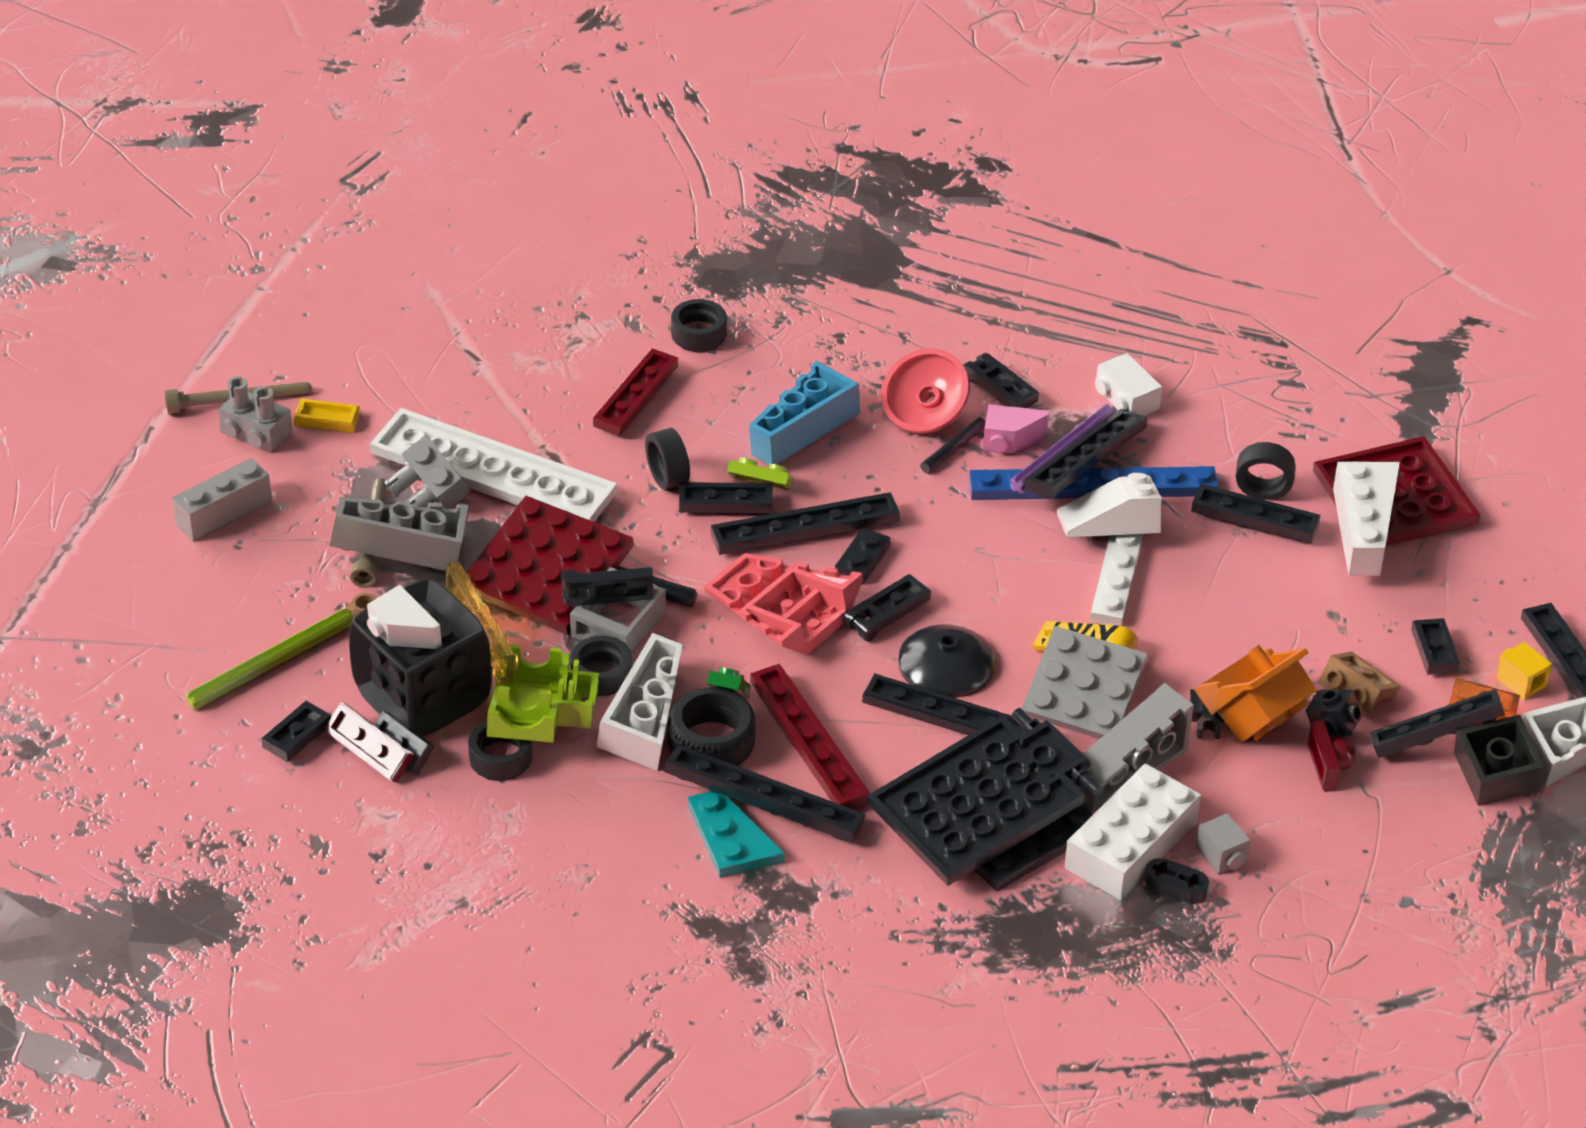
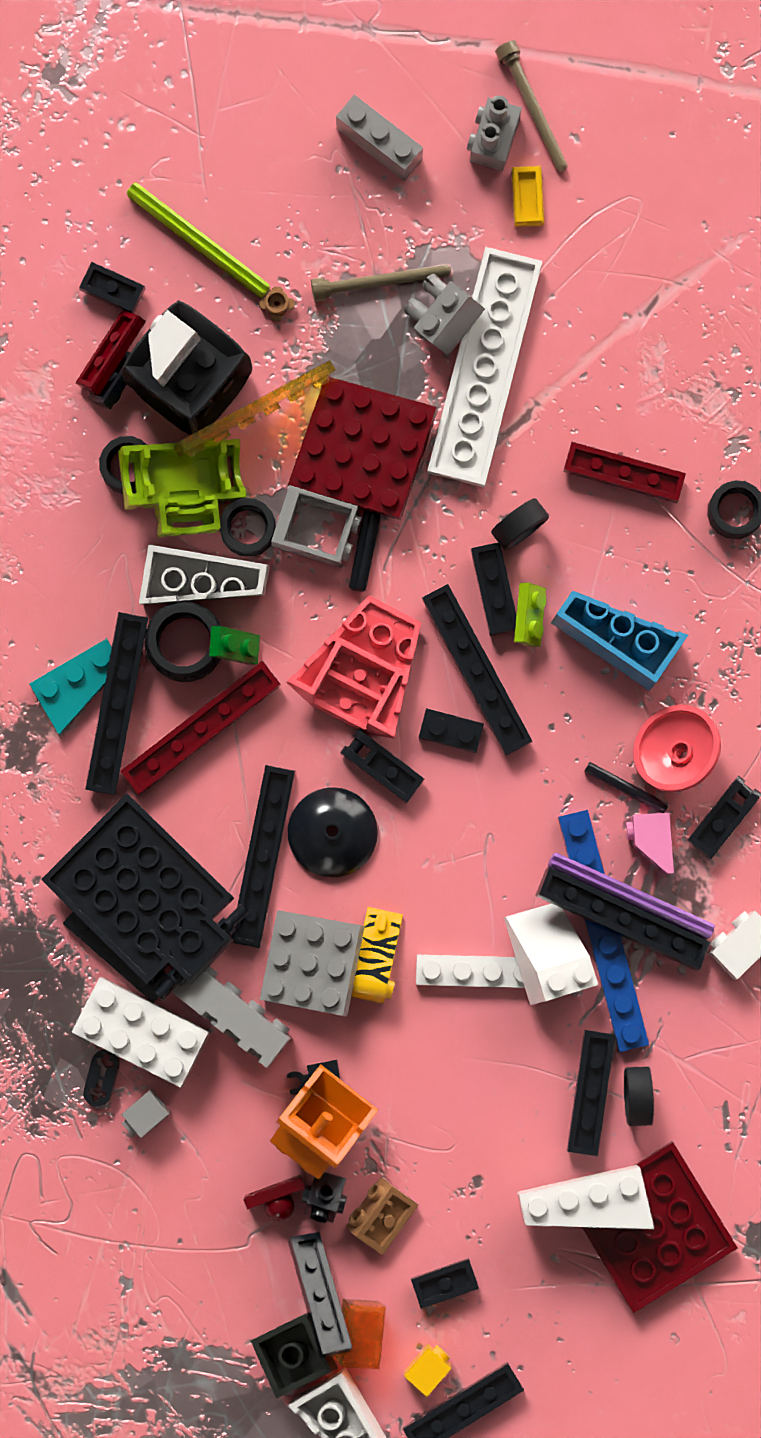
camera: 80 degrees right, 40 degrees up
(400, 531) = (362, 319): light grey wedge -> none
(607, 586) = (317, 508): black plate -> none

